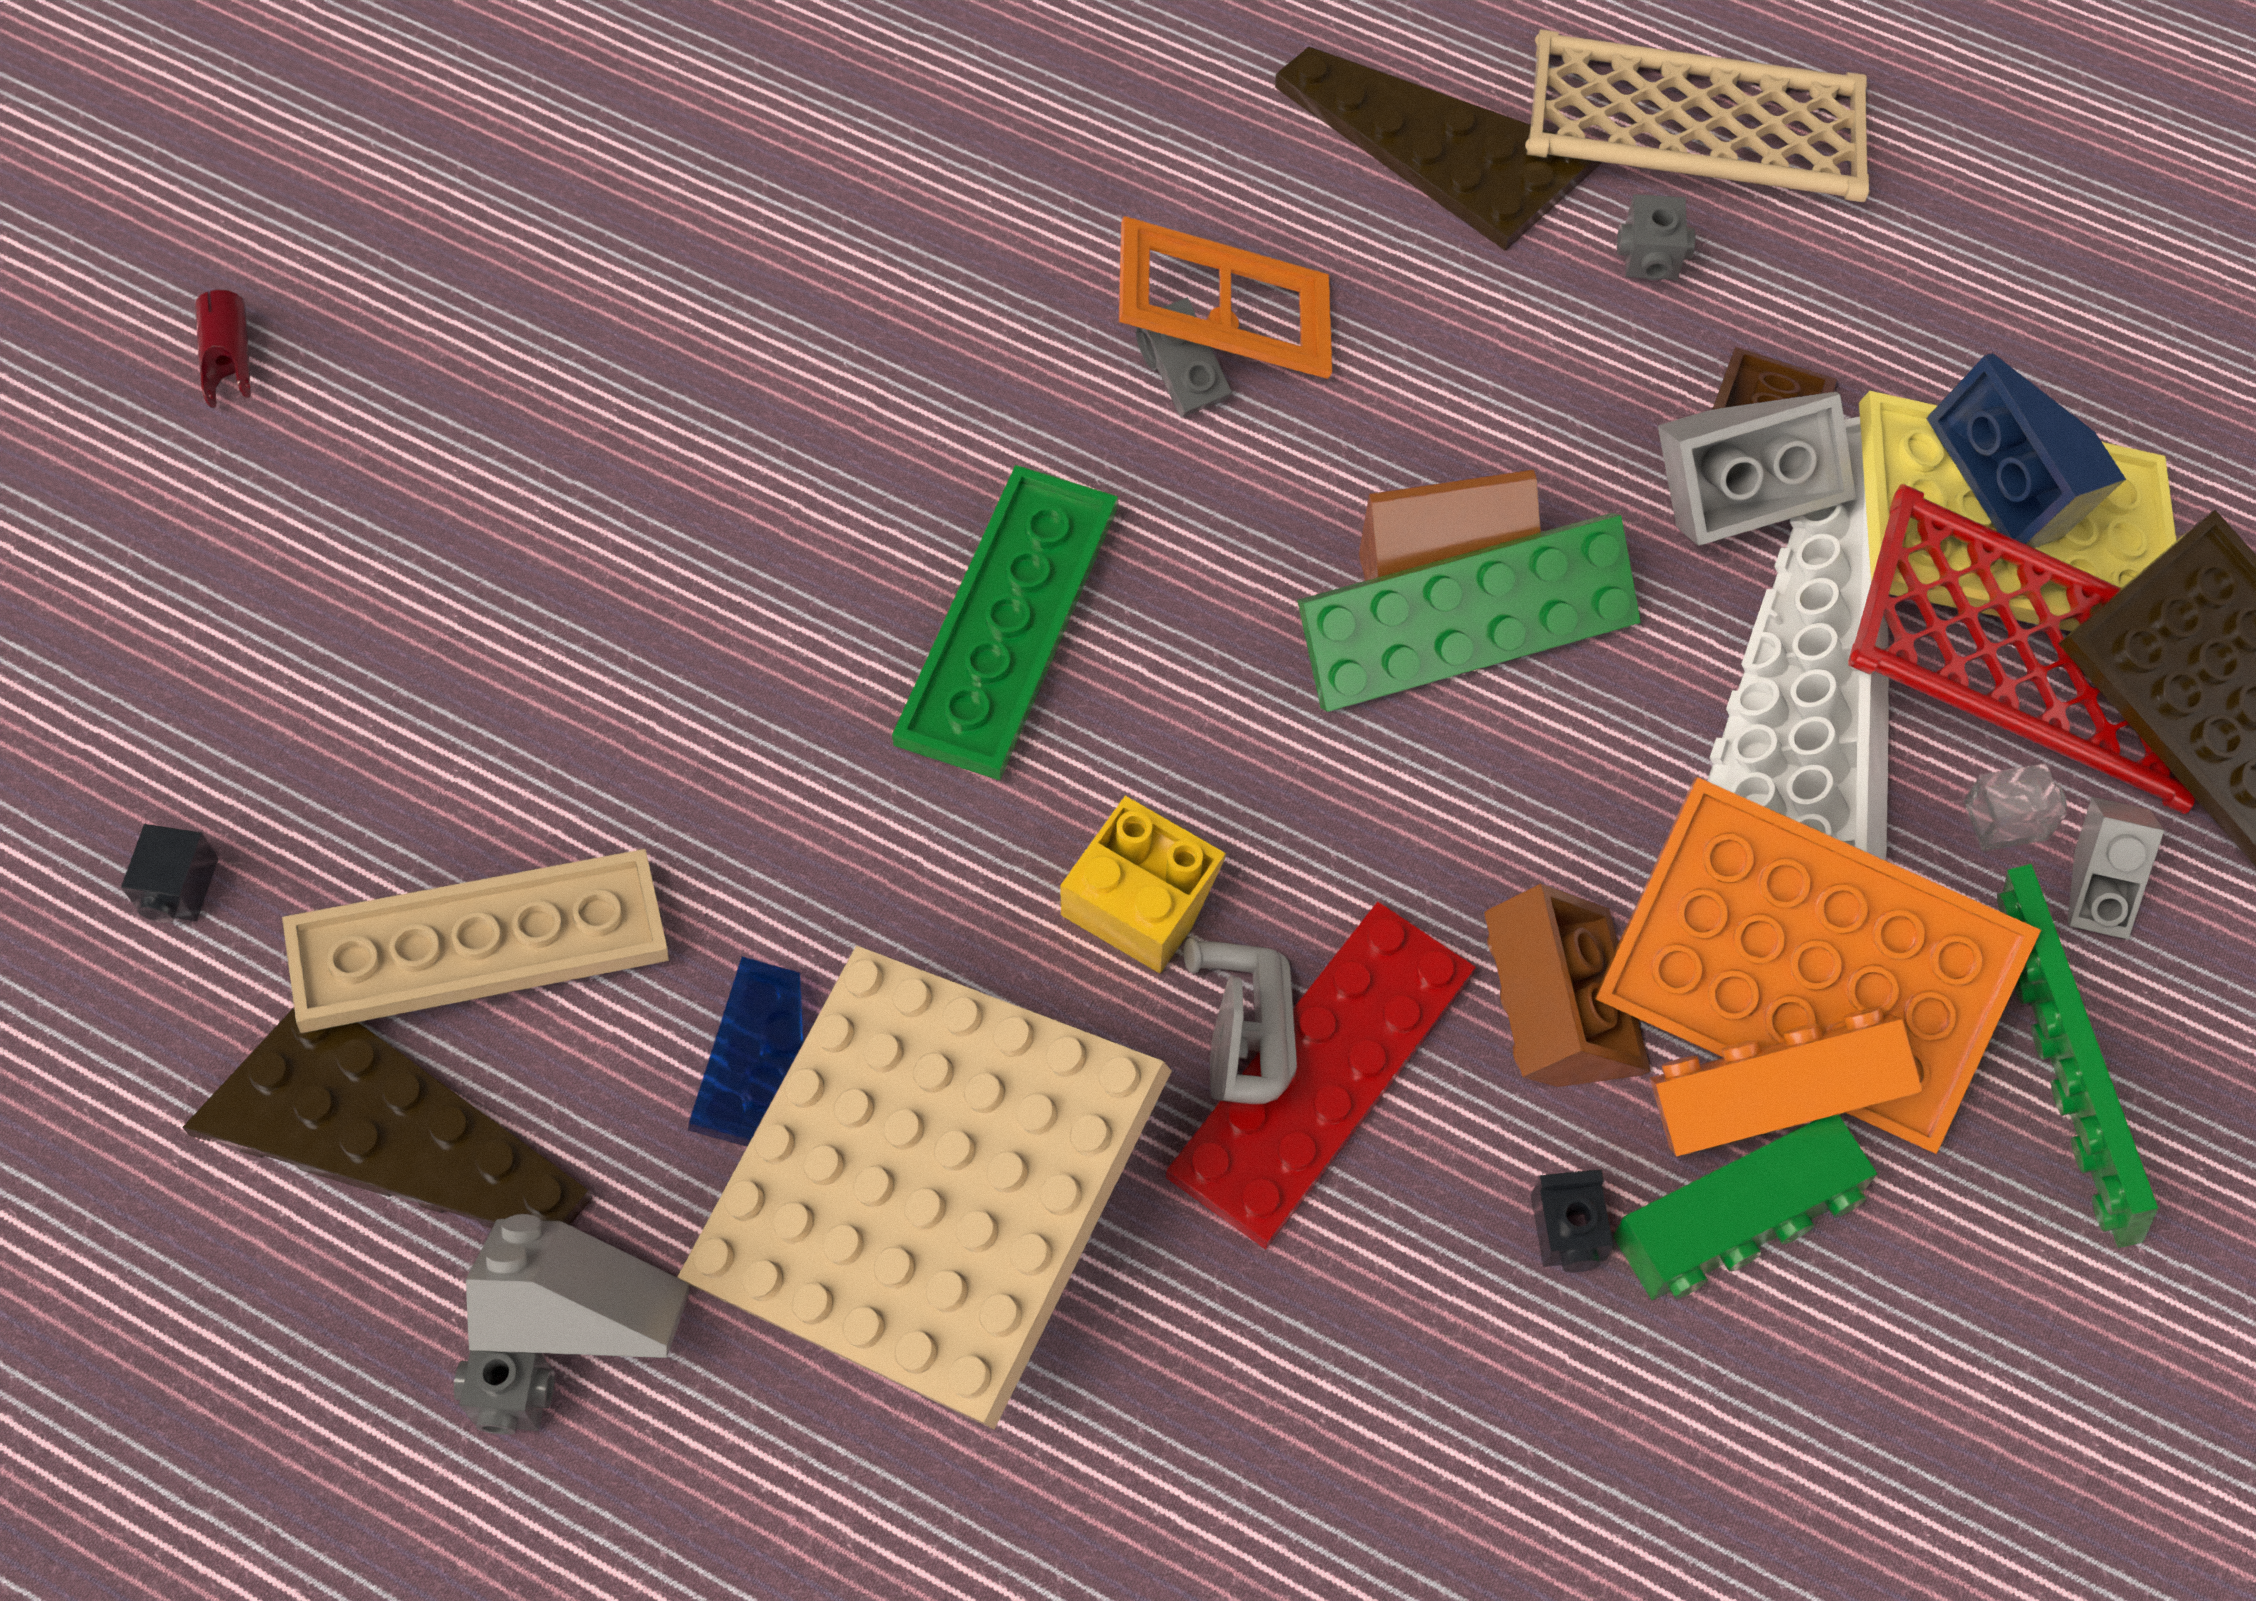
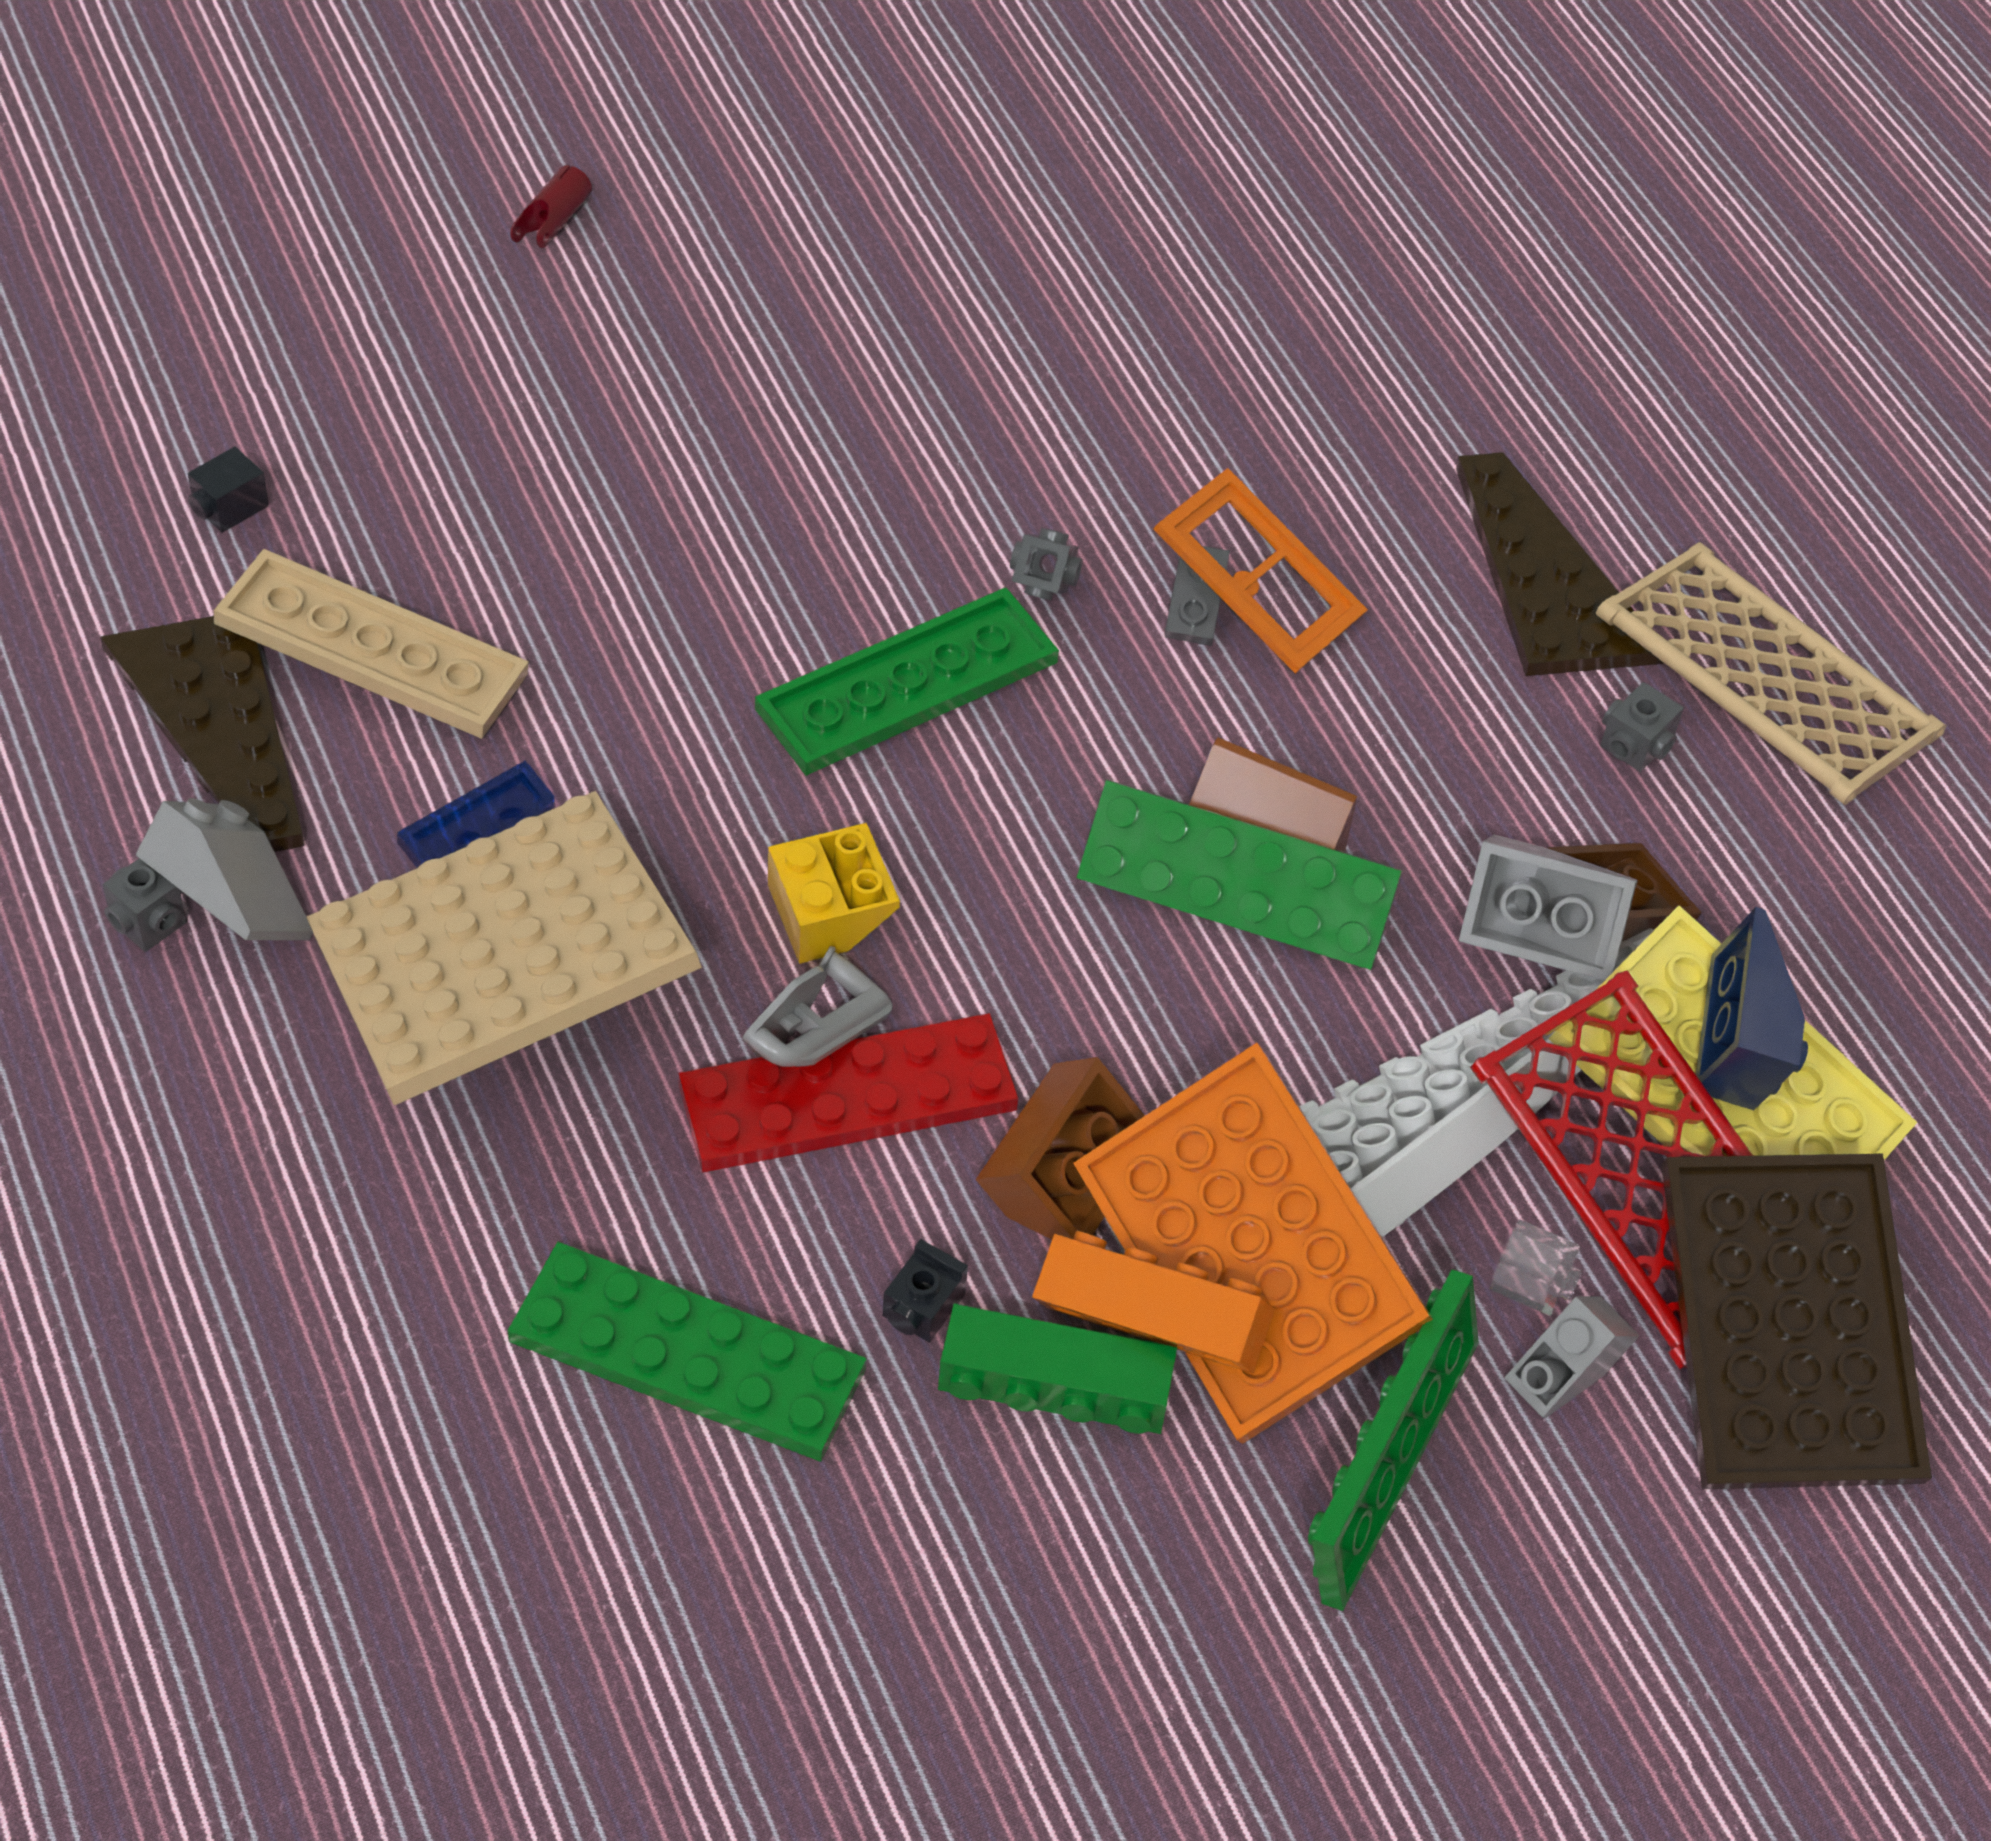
camera: 35 degrees right, 10 degrees down
(1046, 428) = (1028, 560): none -> dark grey brick
(1418, 1440) = (688, 1351): none -> green plate

